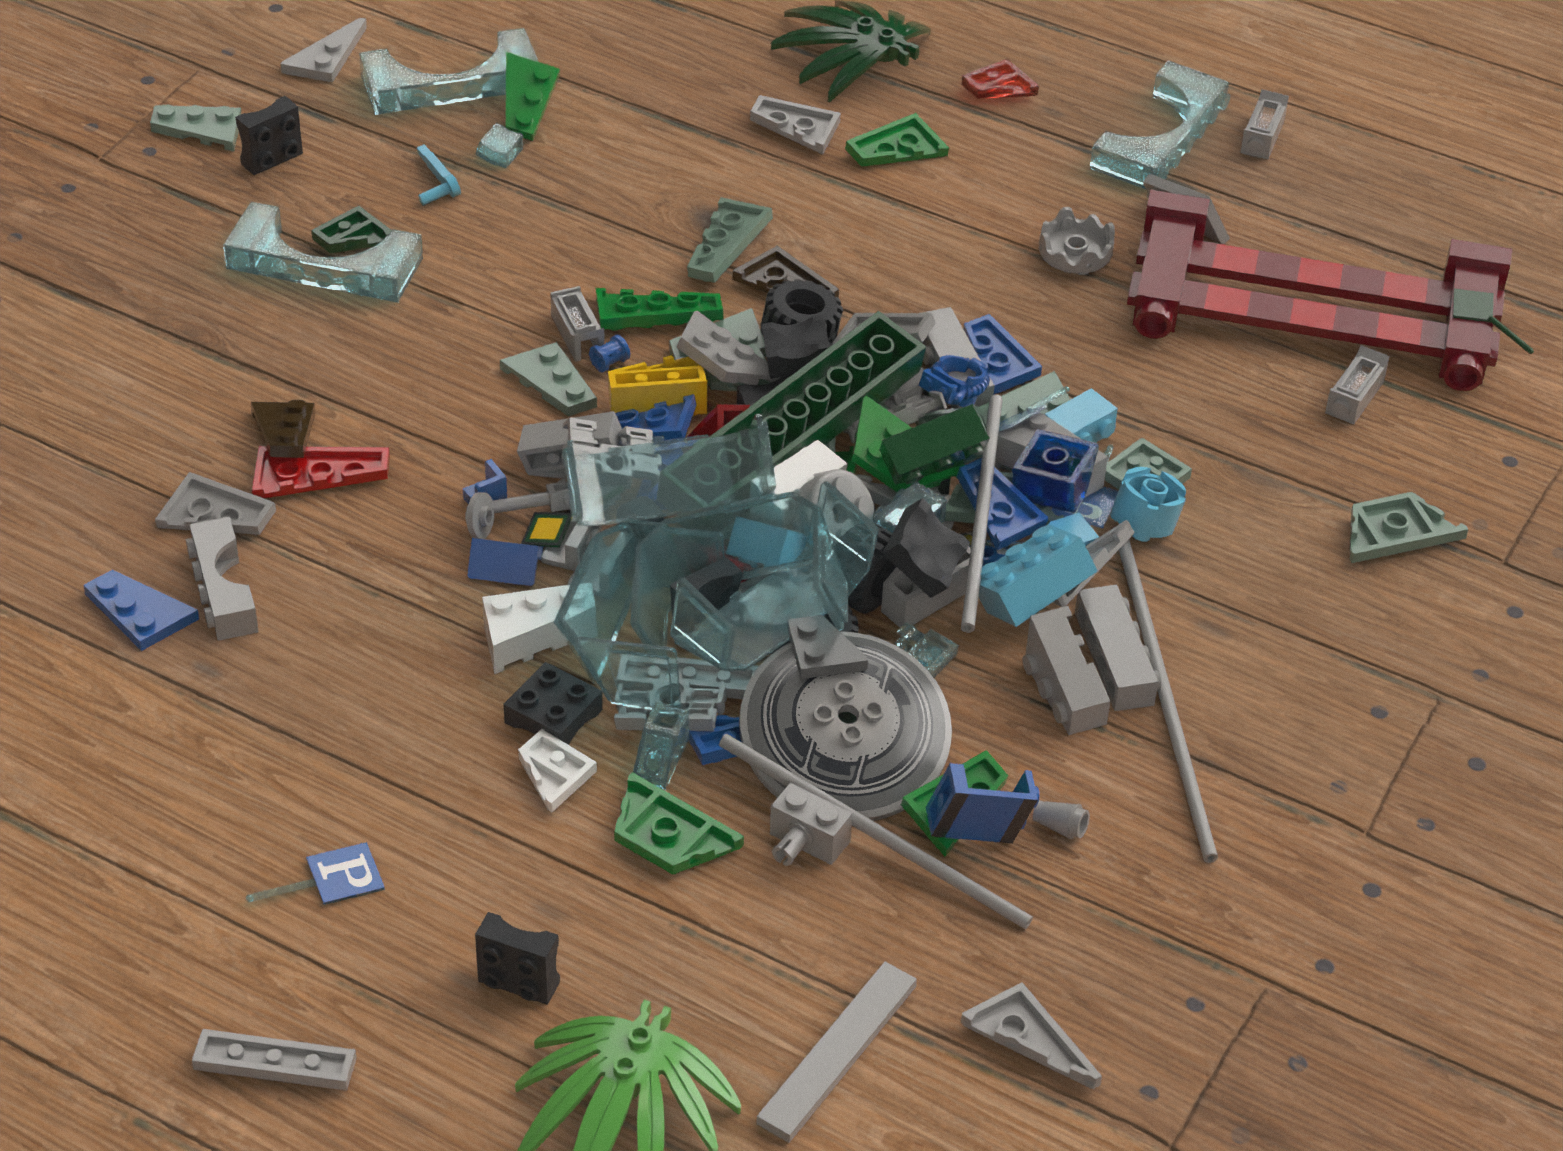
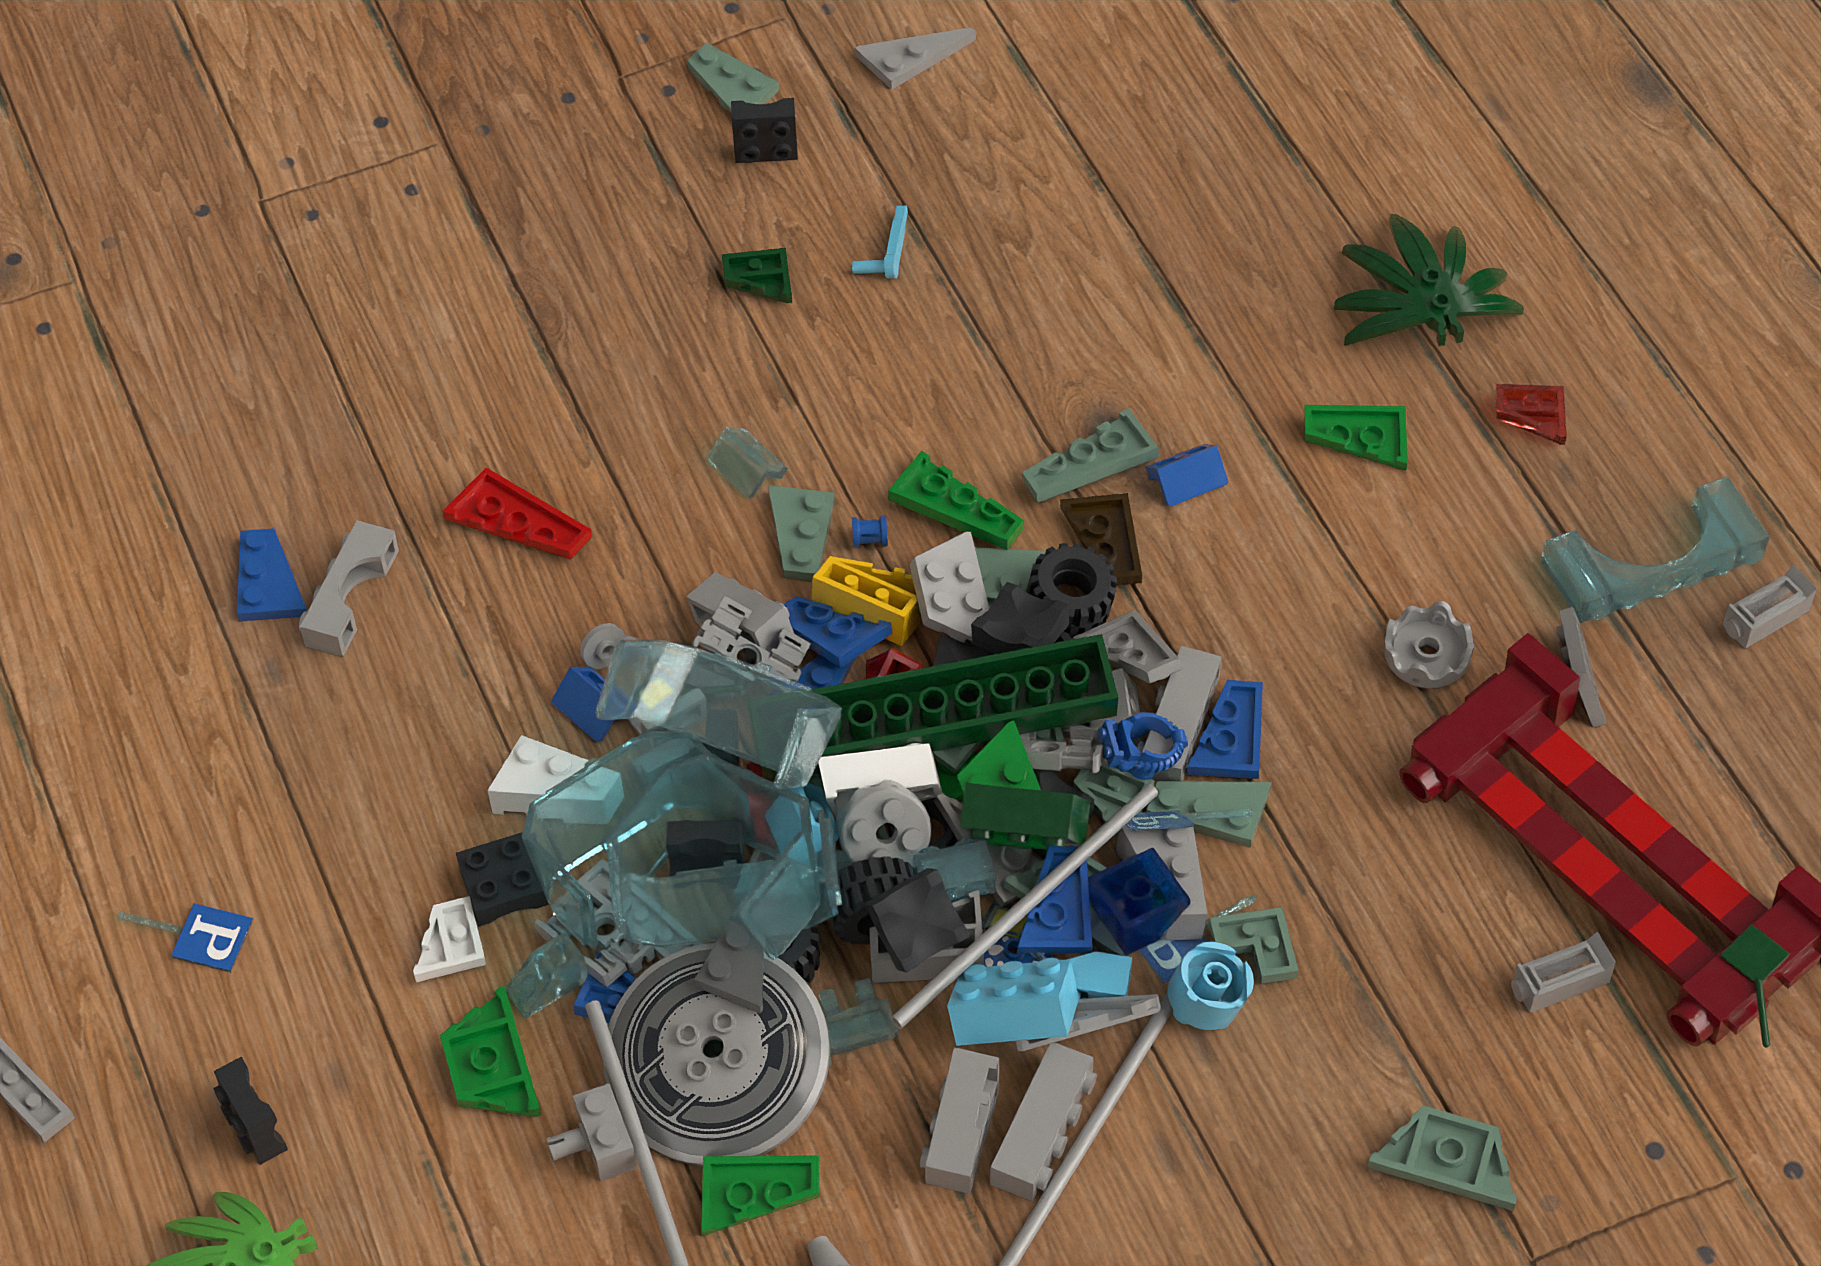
camera: 40 degrees right, 10 degrees up
(205, 500) = (401, 506): light grey wing -> none
(284, 426) = (524, 458): dark brown wing -> none
(375, 273) = (740, 330): clear light blue arch -> none
(398, 88) = (1052, 159): clear light blue arch -> none
(463, 354) = (744, 460): none -> clear light blue panel
(494, 484) = (637, 621): blue panel -> none
(500, 146) = (974, 242): clear light blue piece -> none
(527, 93) = (1041, 196): green wing -> none
(575, 320) = (869, 479): light grey window -> none
(798, 122) = (1282, 356): light grey wing -> none
(804, 216) = (1189, 473): none -> blue panel
(979, 813) = (740, 1221): blue panel -> none
(1086, 416) = (1234, 856): medium azure brick -> none

